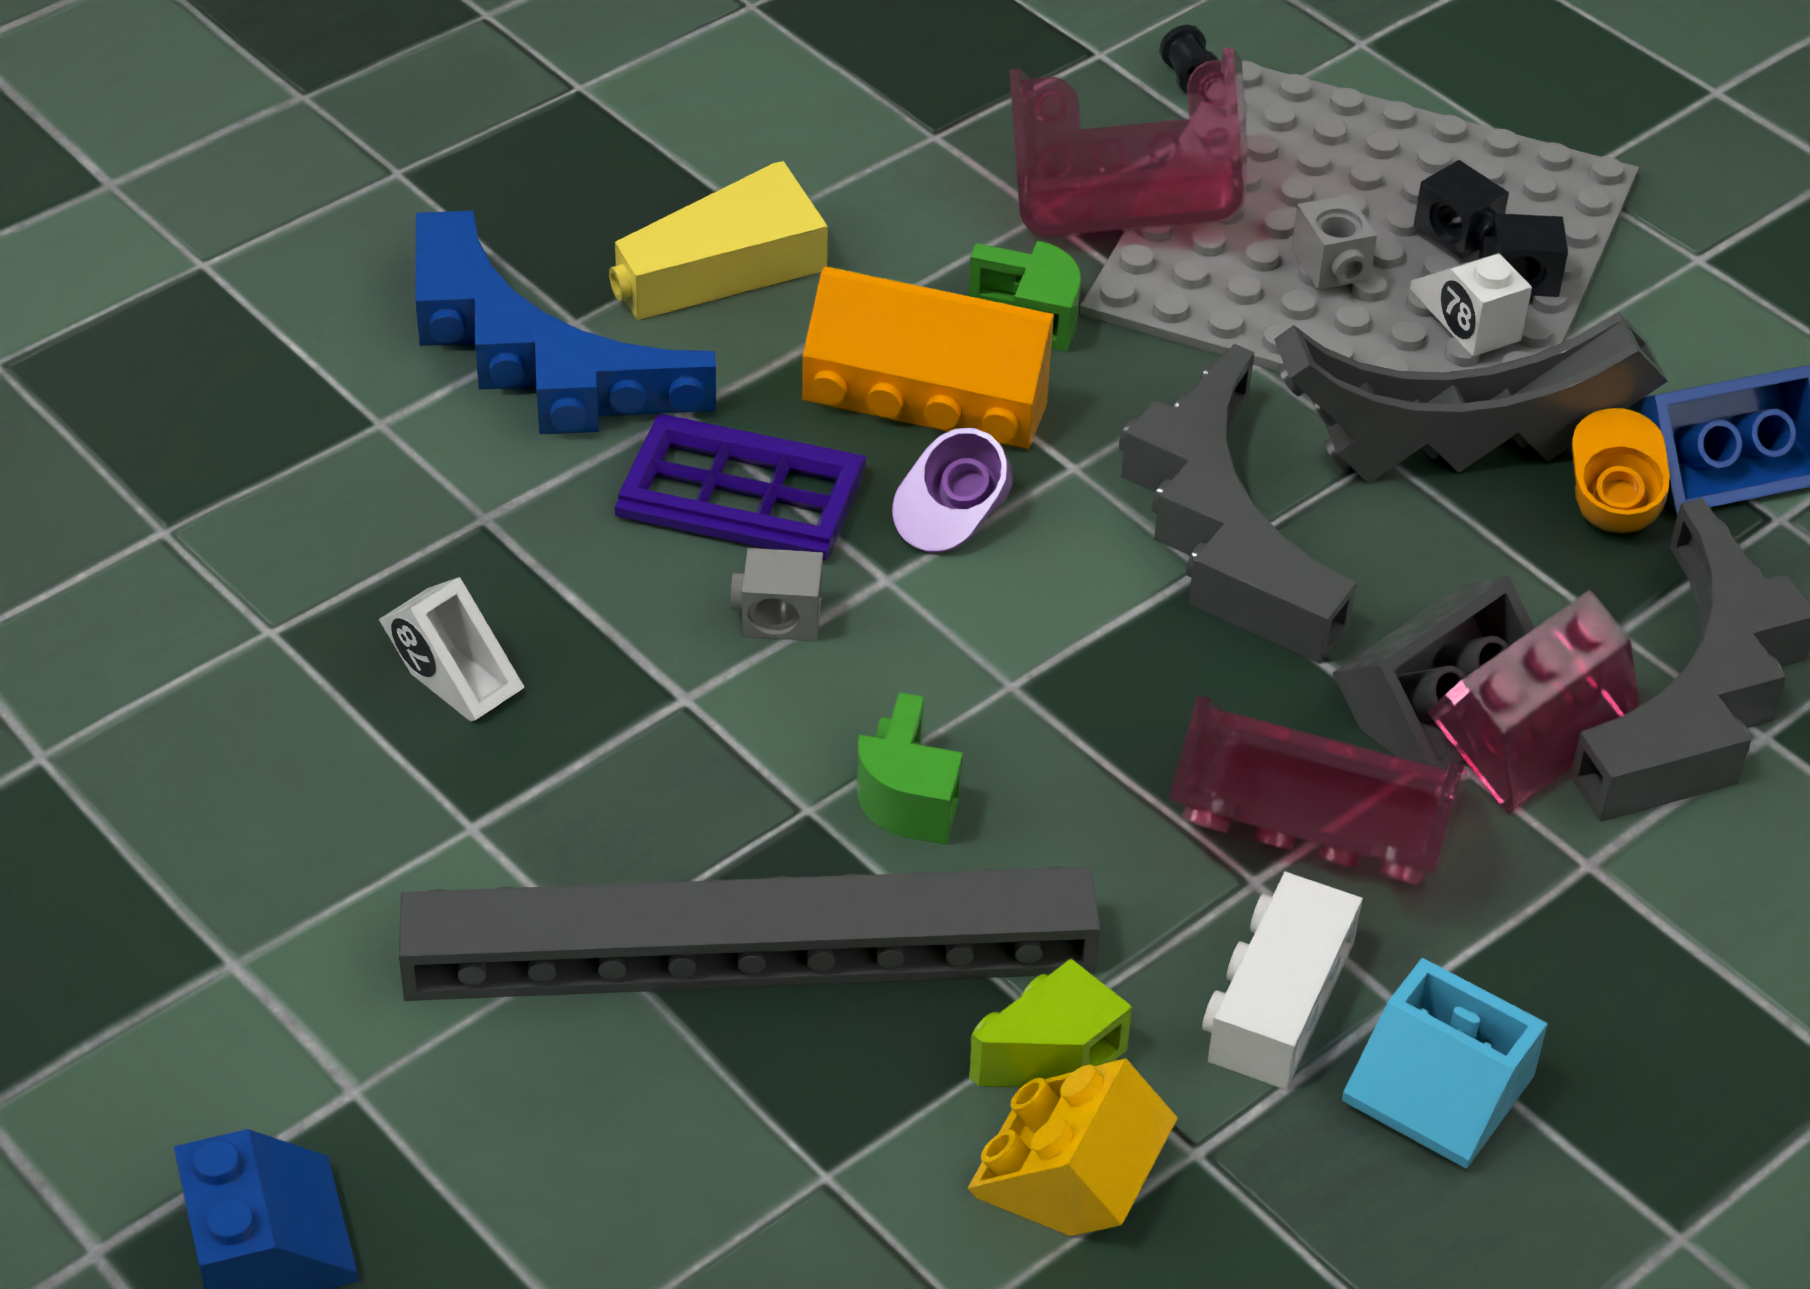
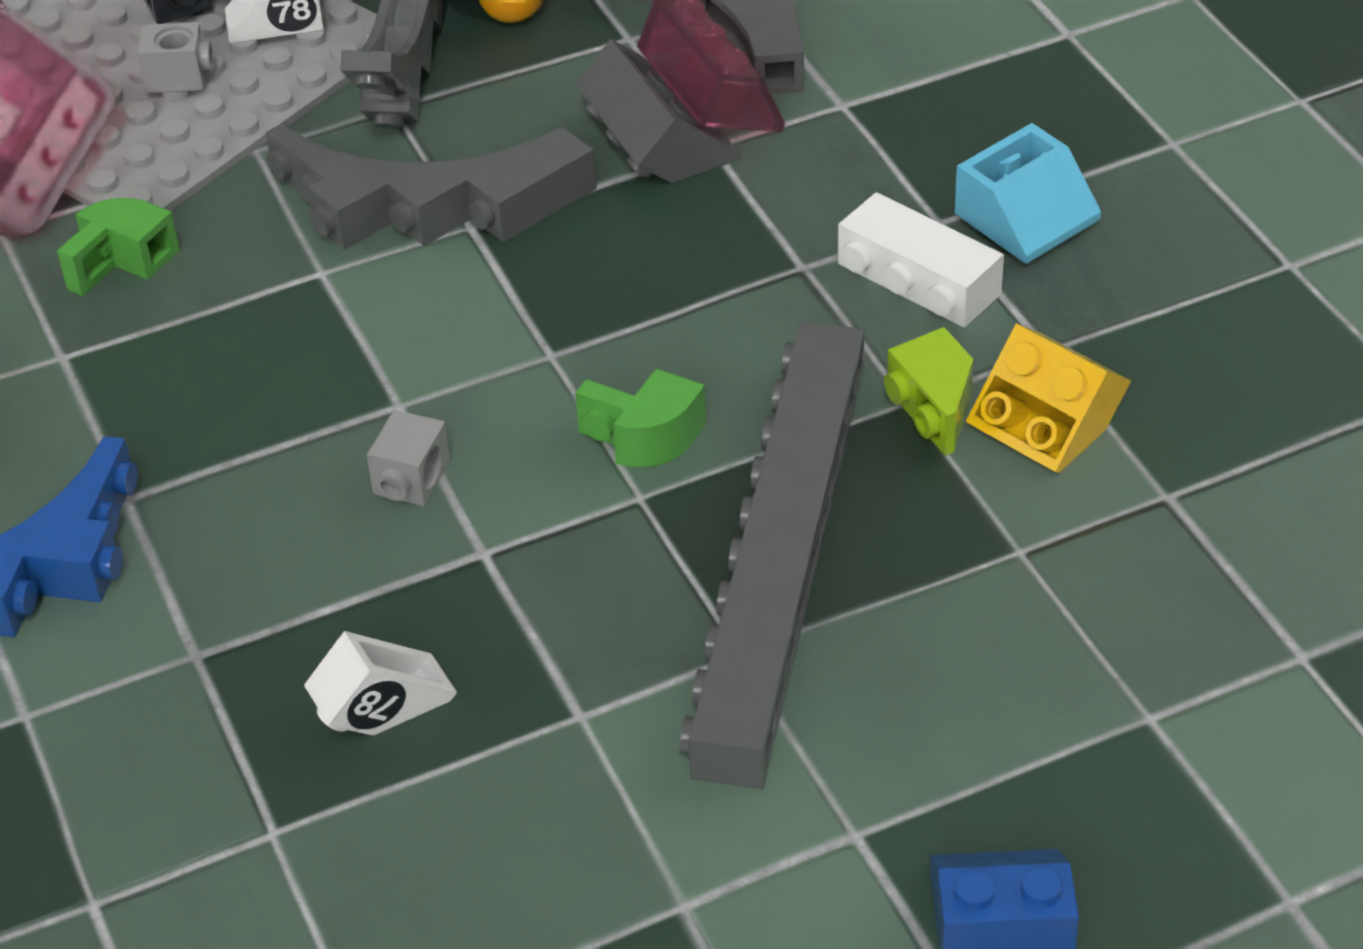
camera: 70 degrees left, 0 degrees up
(734, 524) = (267, 510): dark purple piece -> none
(927, 356) = (182, 309): light orange slope -> none
(952, 490) = (338, 331): medium lavender cap -> none
(1317, 793) = (767, 185): clear pink windscreen -> none

